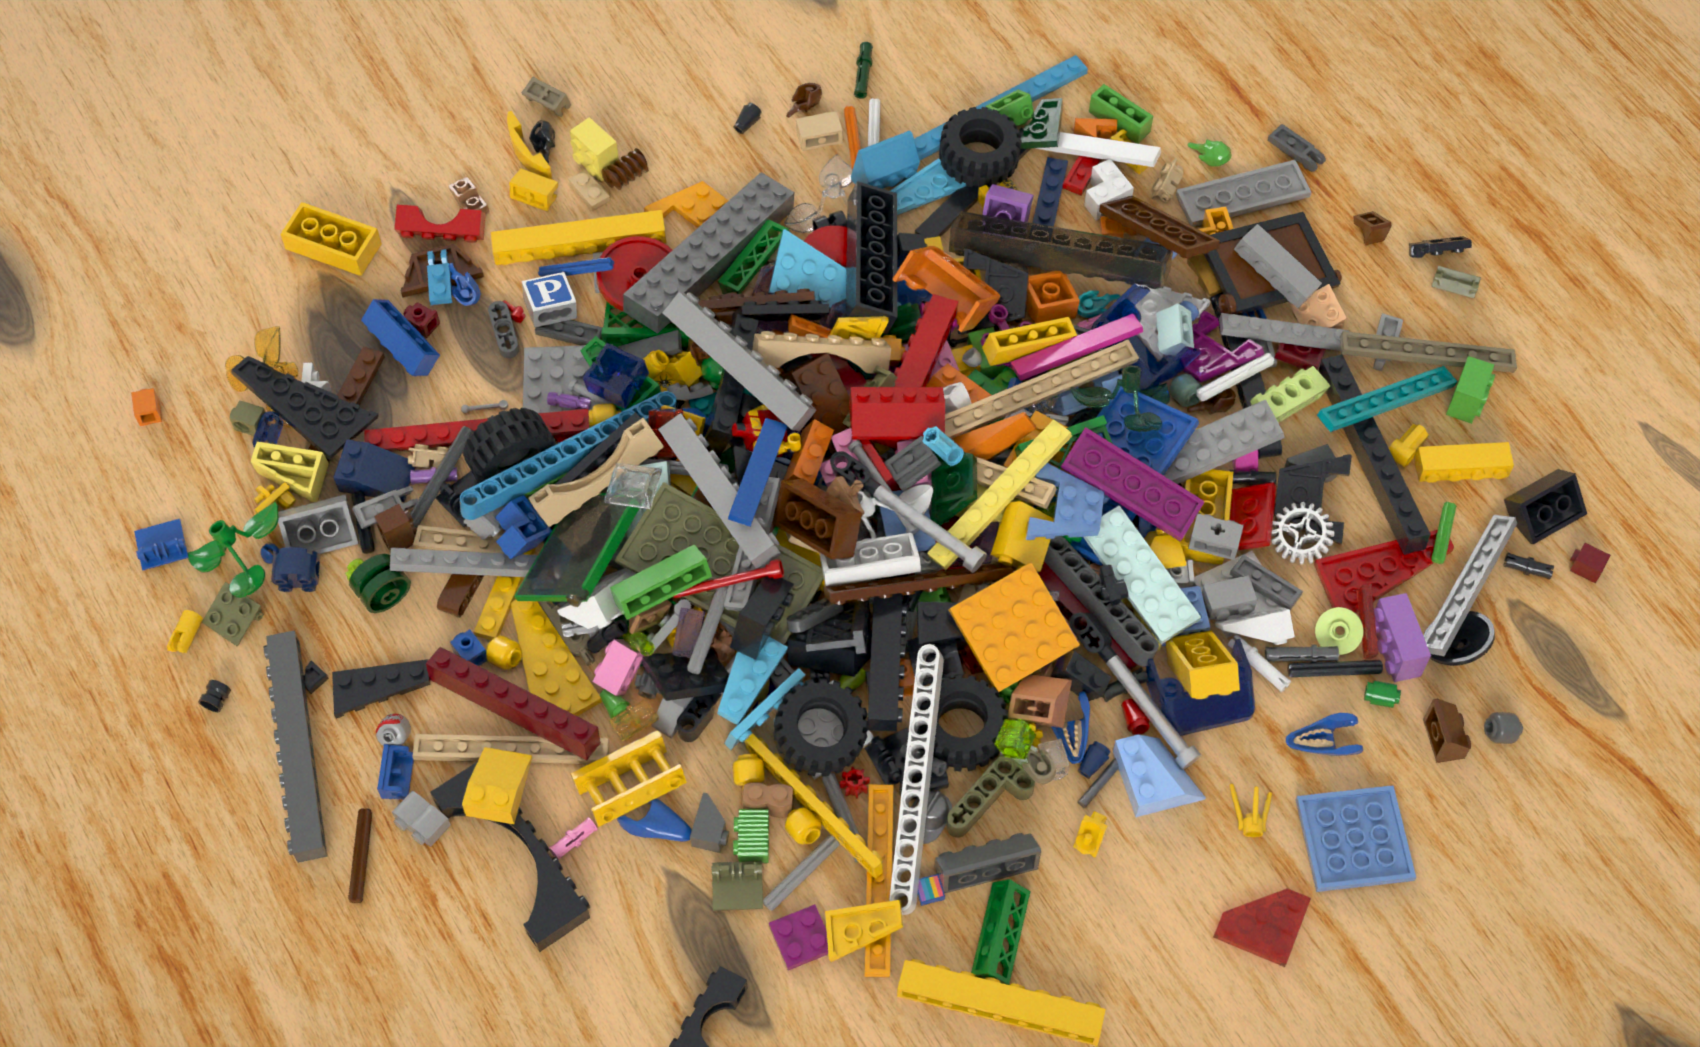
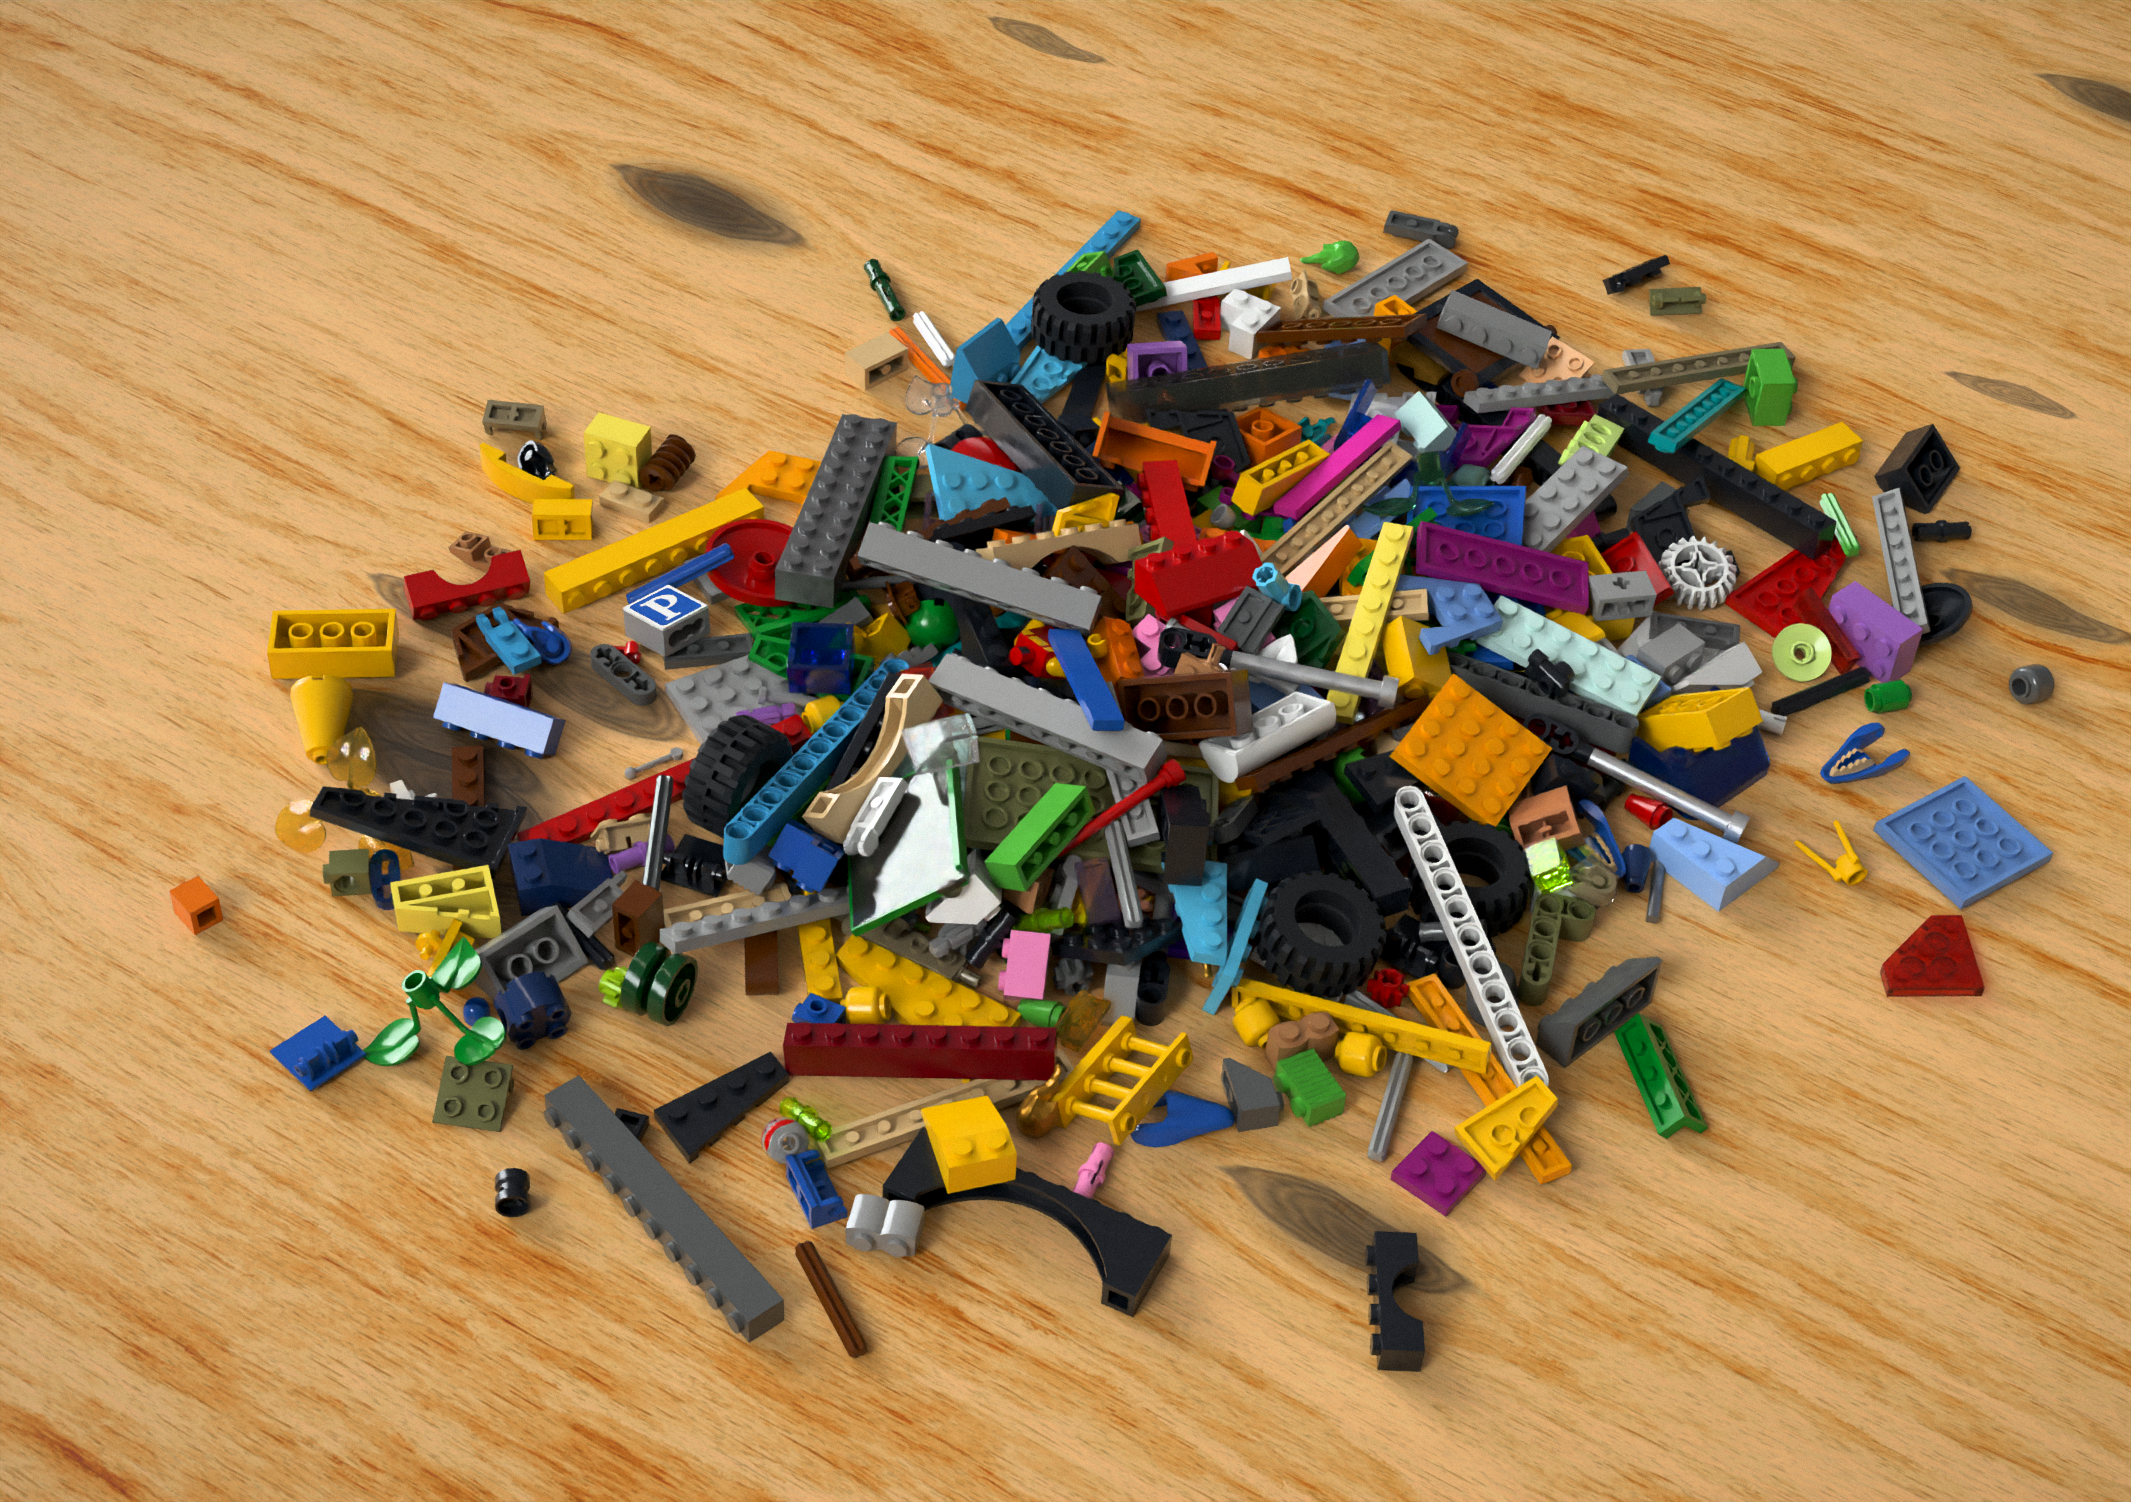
camera: 30 degrees left, 15 degrees down
(184, 631) = (420, 1134): yellow hinge -> none
(292, 294) = (321, 713): none -> yellow cone
(415, 720) = (806, 1116): none -> clear neon green pin
(559, 779) = (1036, 1114): none -> pearl gold piece
(573, 517) = (874, 816): none -> white hinge
(737, 885) = (1326, 1147): olive hinge -> none
(748, 117) = (779, 372): black cone -> none
(807, 96) = (837, 332): reddish brown piece -> none
(930, 890) = (1555, 1066): tile -> none
(1001, 1002) = (1714, 1145): yellow brick -> none
(1091, 834) = (1693, 937): yellow hips -> none
(1109, 104) = (1197, 239): bright green brick -> none
(1310, 653) = (1786, 686): dark grey pin -> none
(1374, 227) = (1558, 274): reddish brown slope -> none
(1446, 731) = (1978, 708): reddish brown slope -> none
(1589, 562) = (1998, 507): dark red brick -> none

